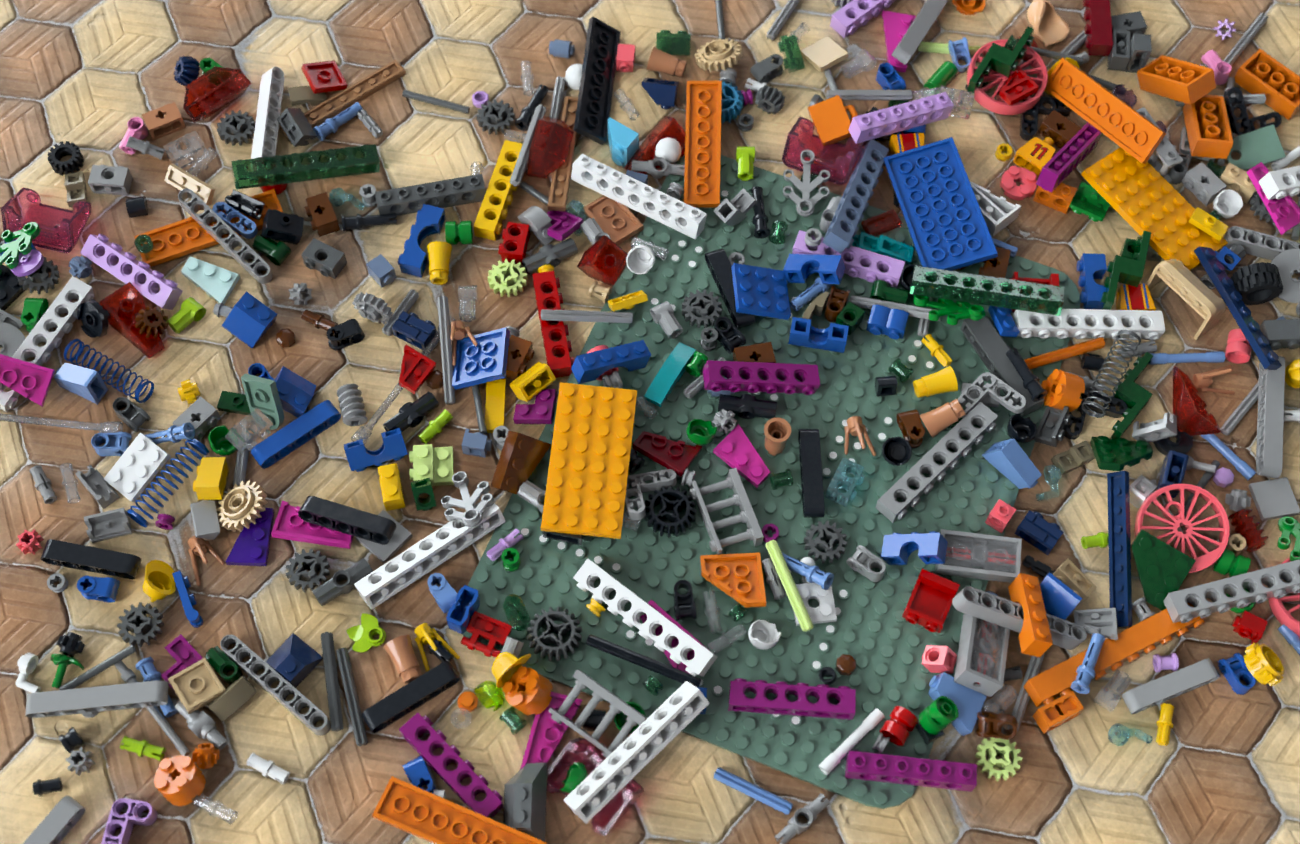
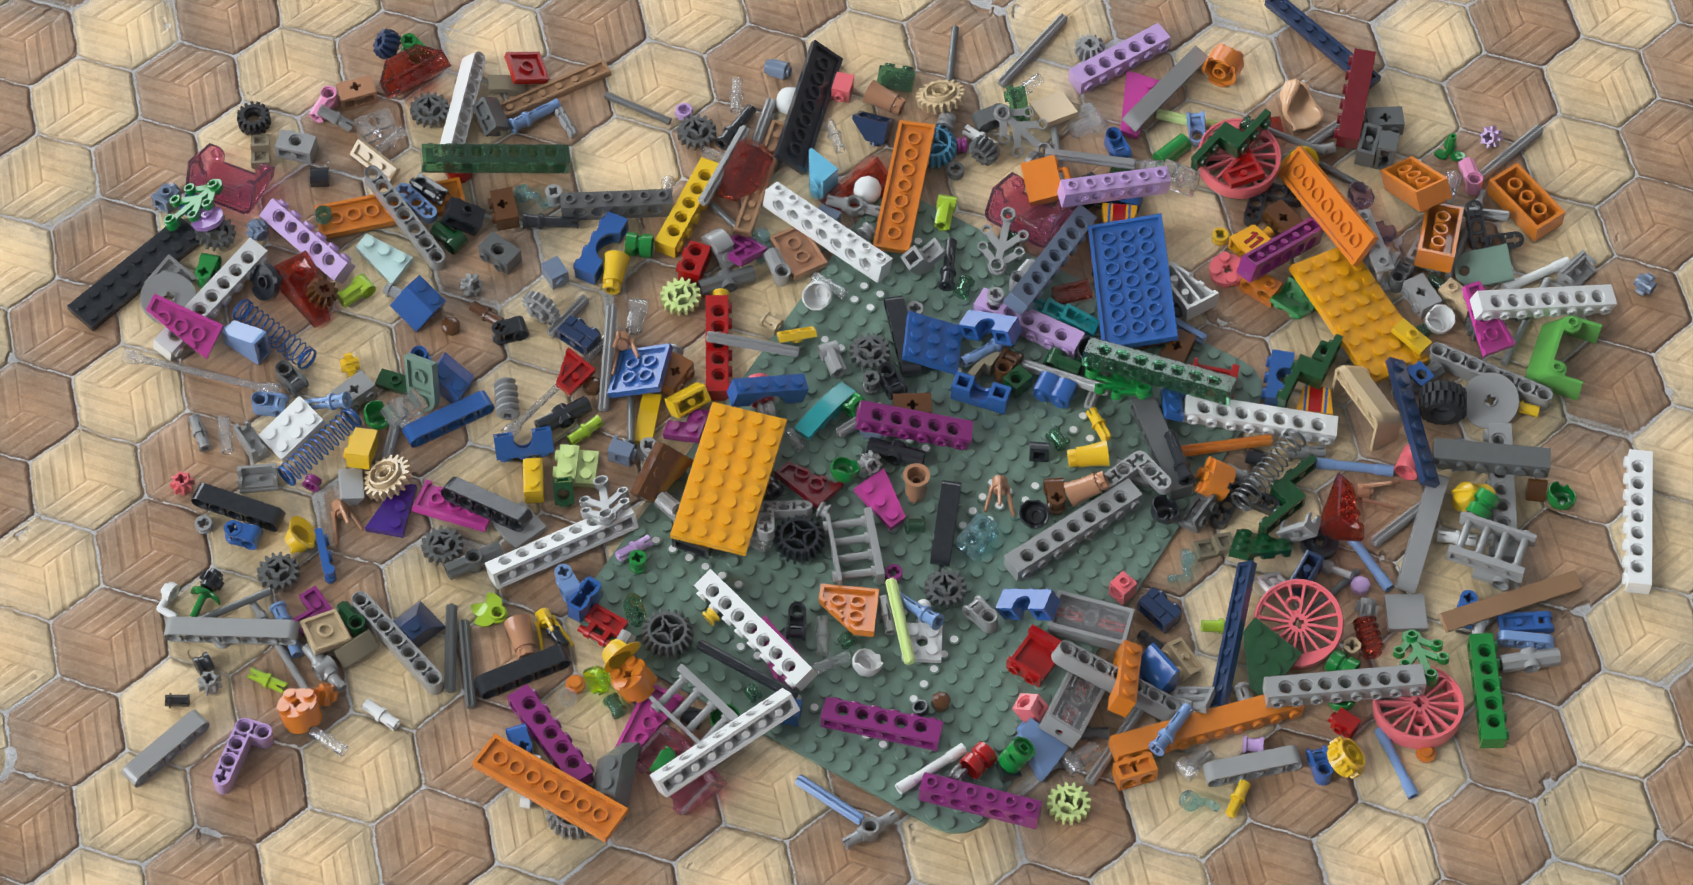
camera: 10 degrees right, 5 degrees down
(604, 261) = (780, 292): clear red slope -> none
(798, 75) = (1019, 128): none -> light grey plant
(994, 725) = (1068, 772): reddish brown piece -> none
(1013, 463) = (1148, 542): medium blue slope -> none
(1189, 41) = (1450, 144): none -> green plant

